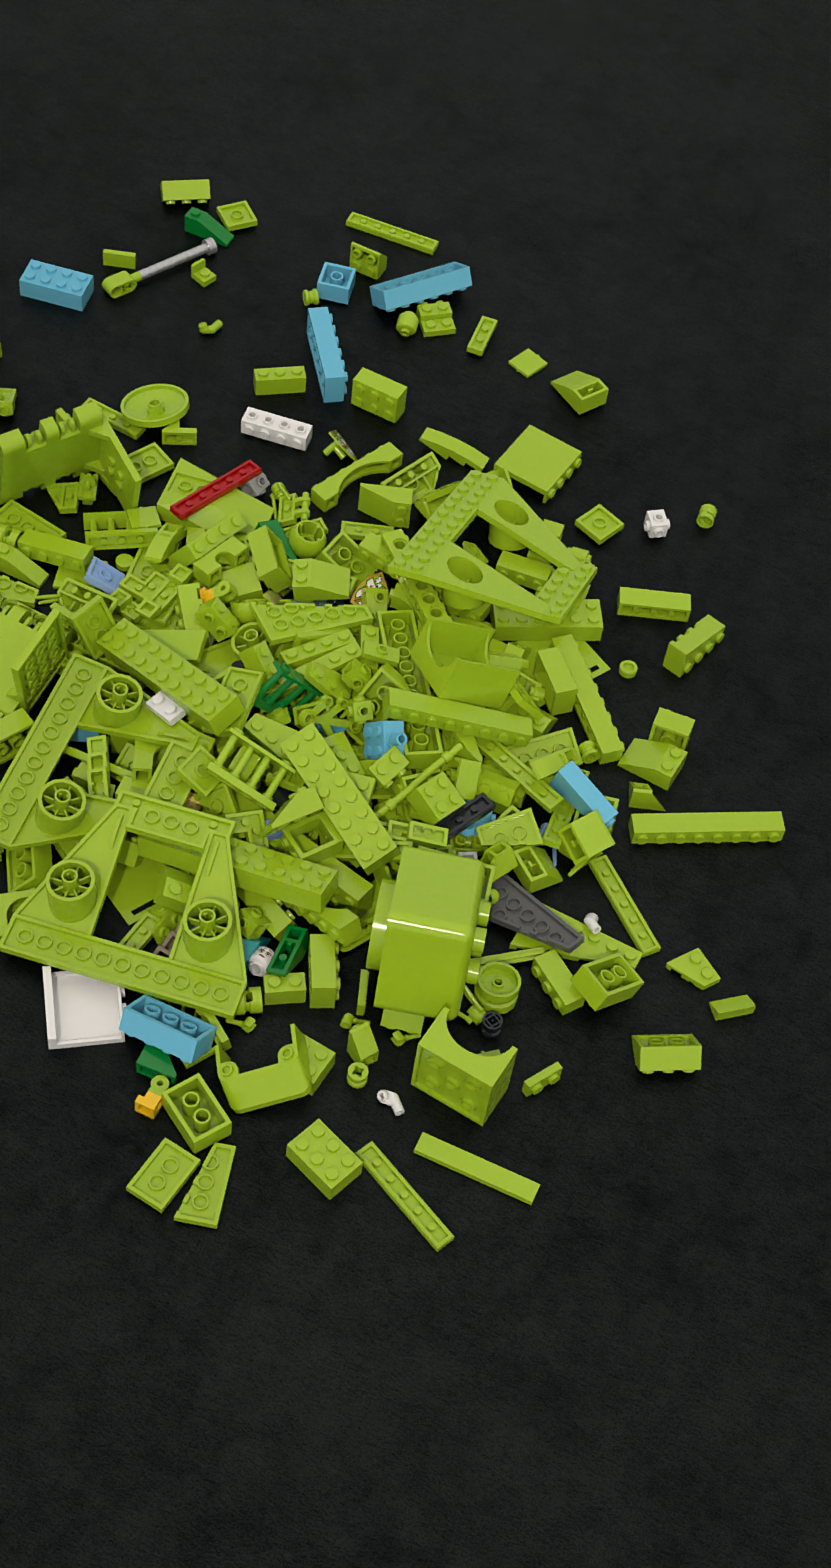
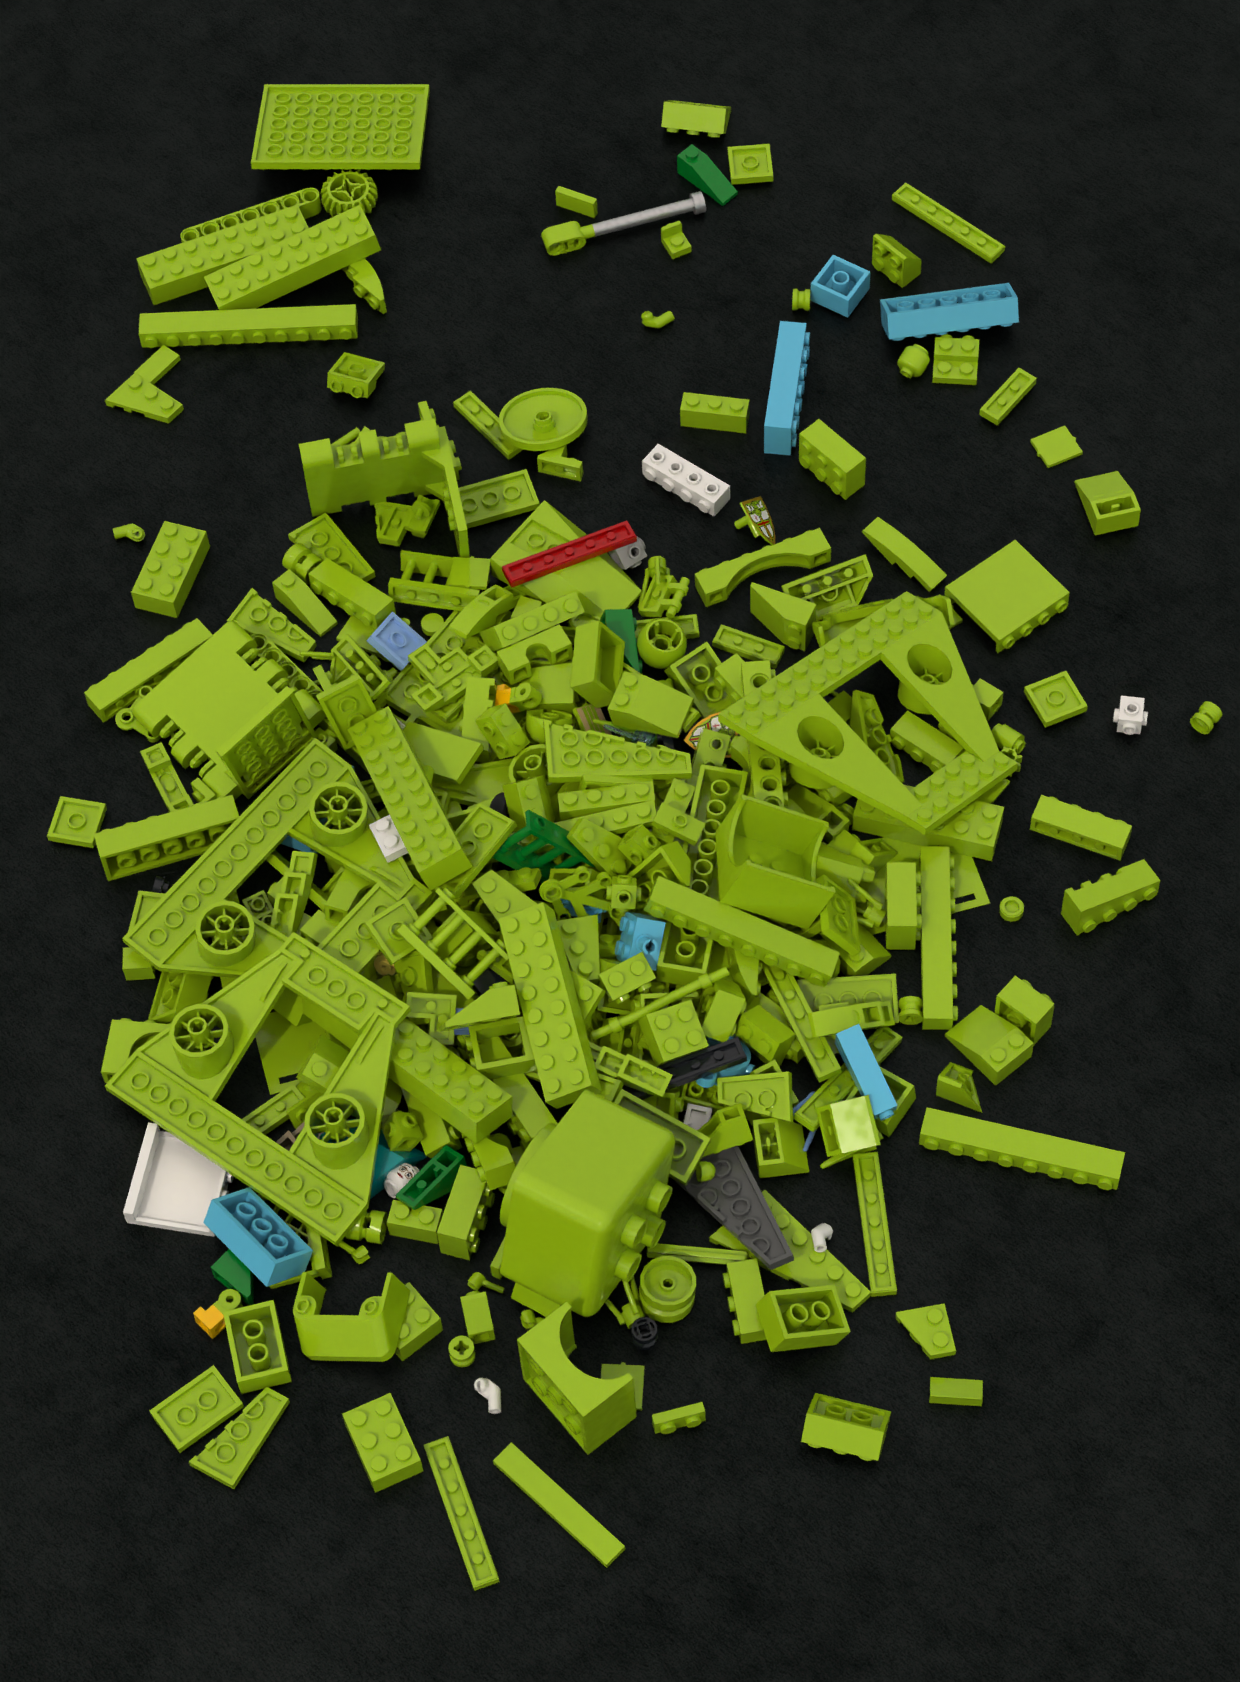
camera: 30 degrees right, 5 degrees up
(56, 285) = (484, 226): medium azure brick -> none
(126, 606) = (406, 682): lime slope -> none

